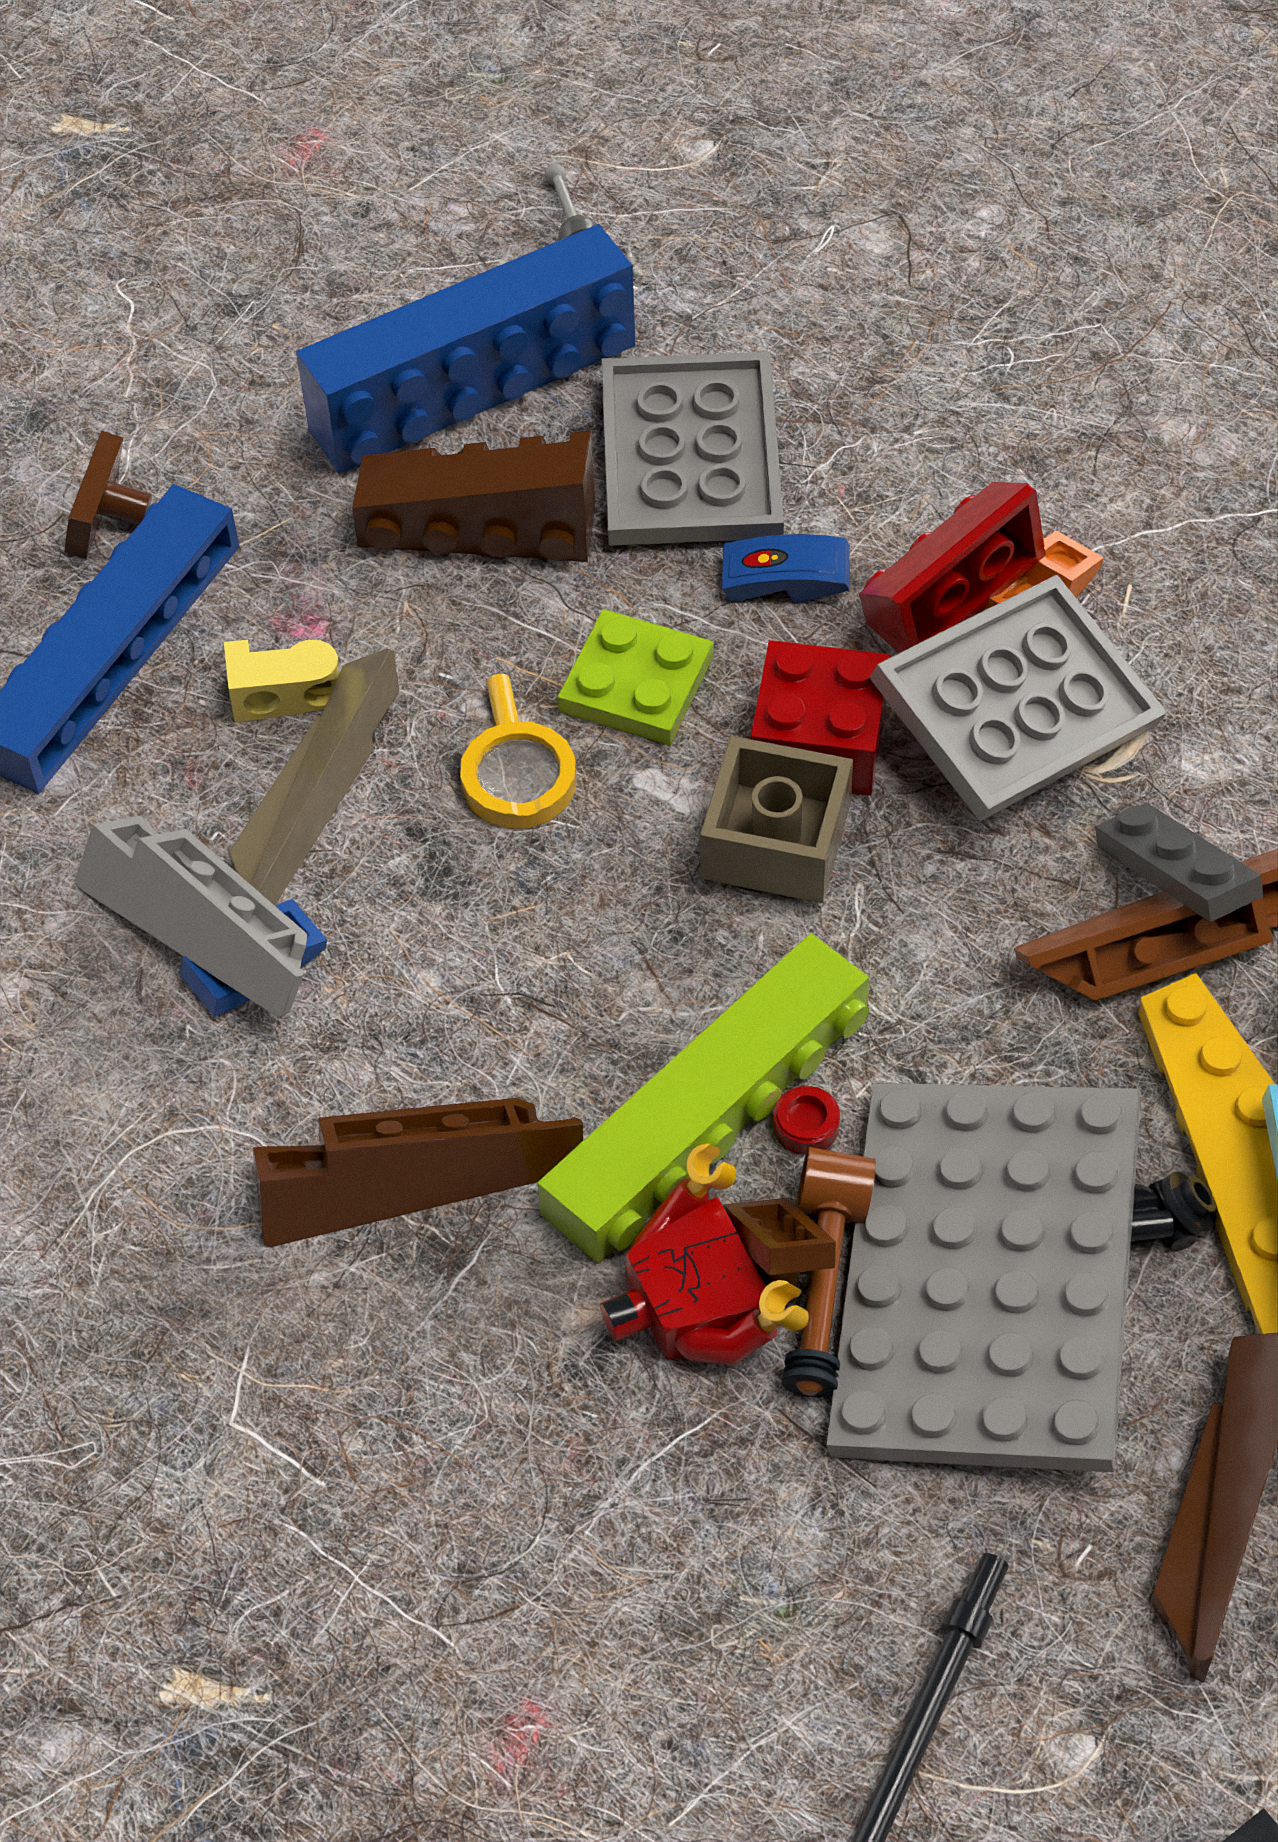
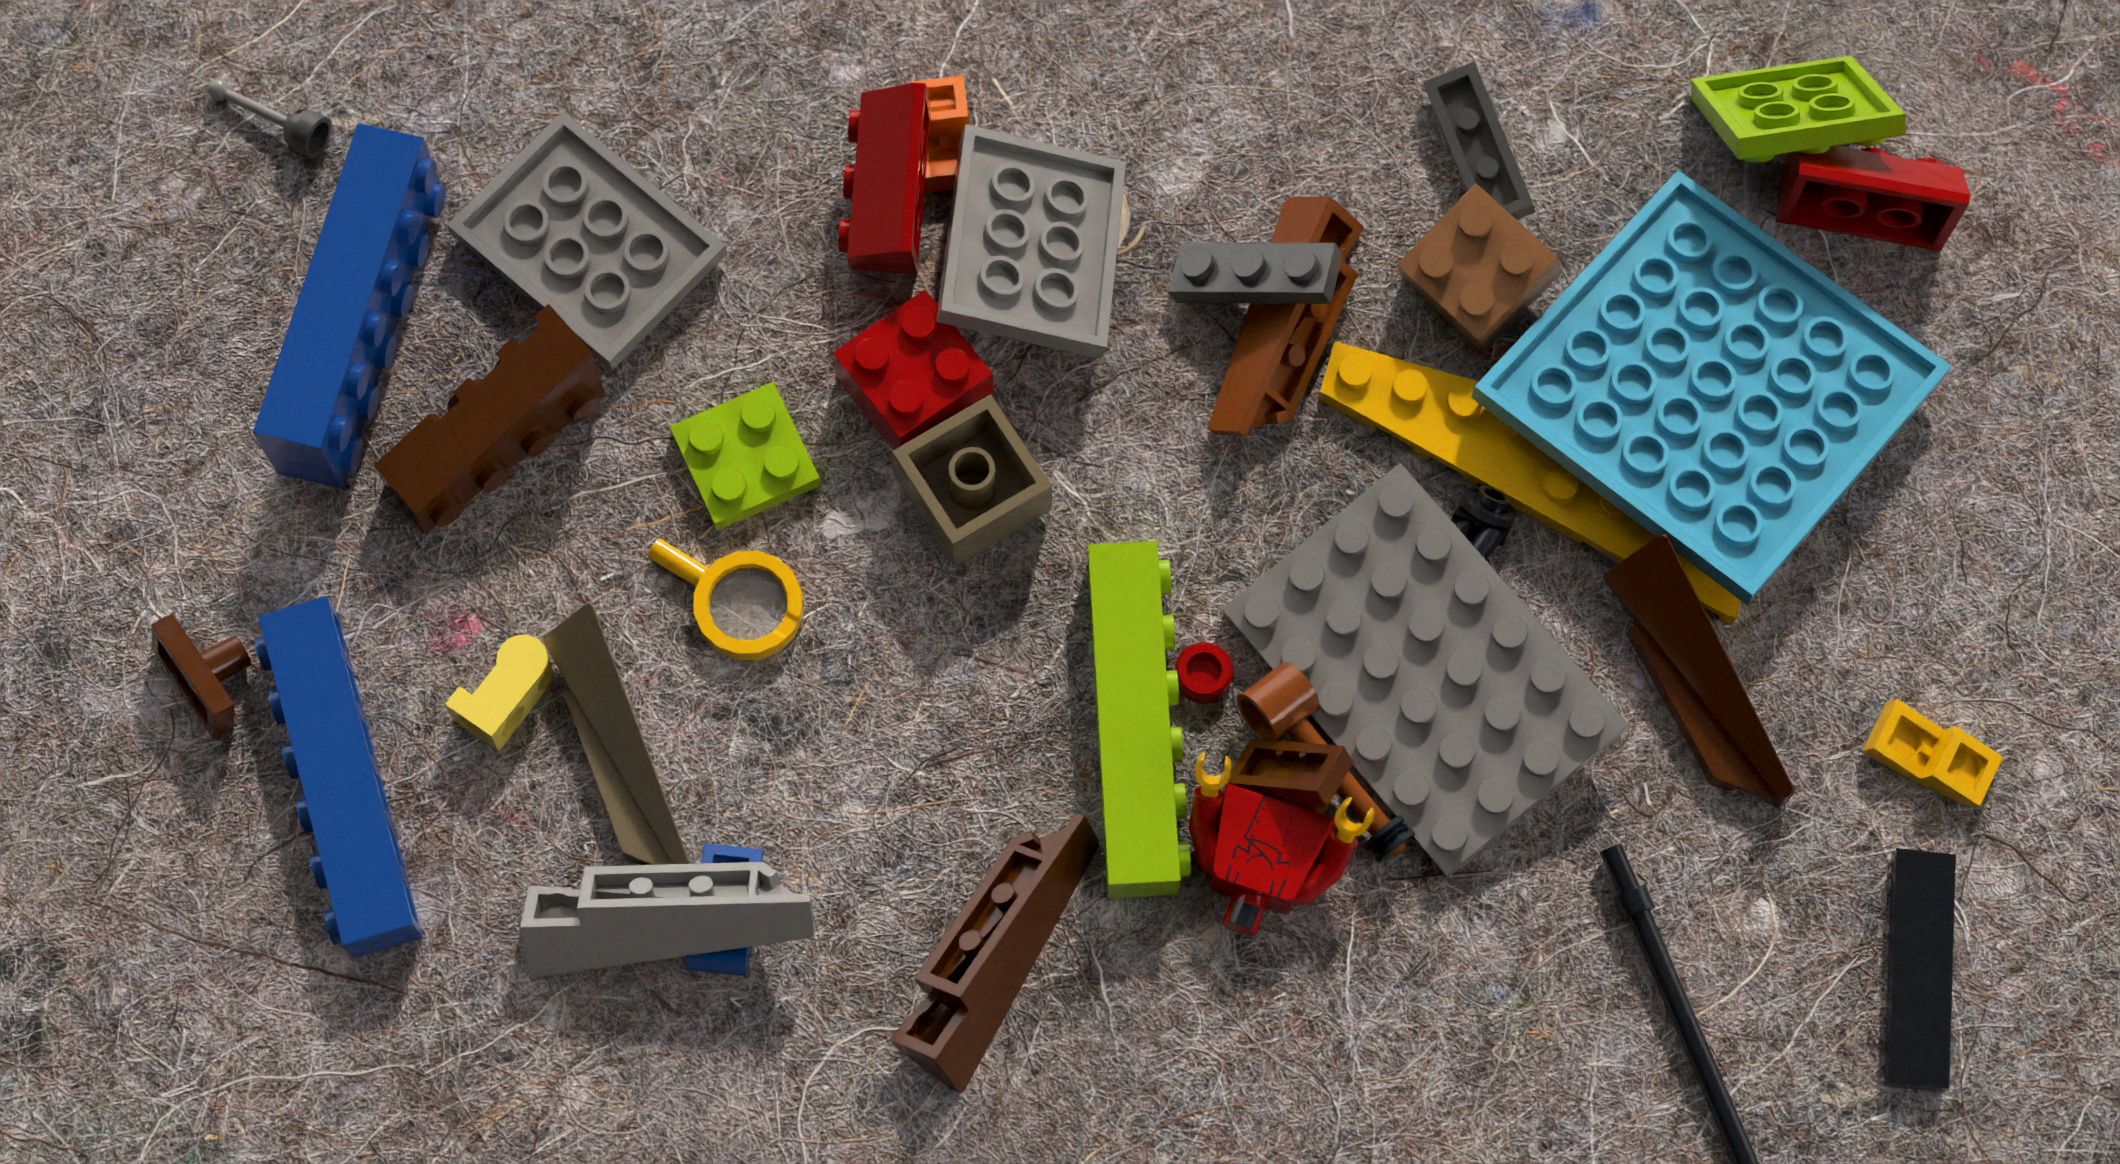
camera: 50 degrees left, 15 degrees up
(797, 563) = (757, 275): blue slope -> none

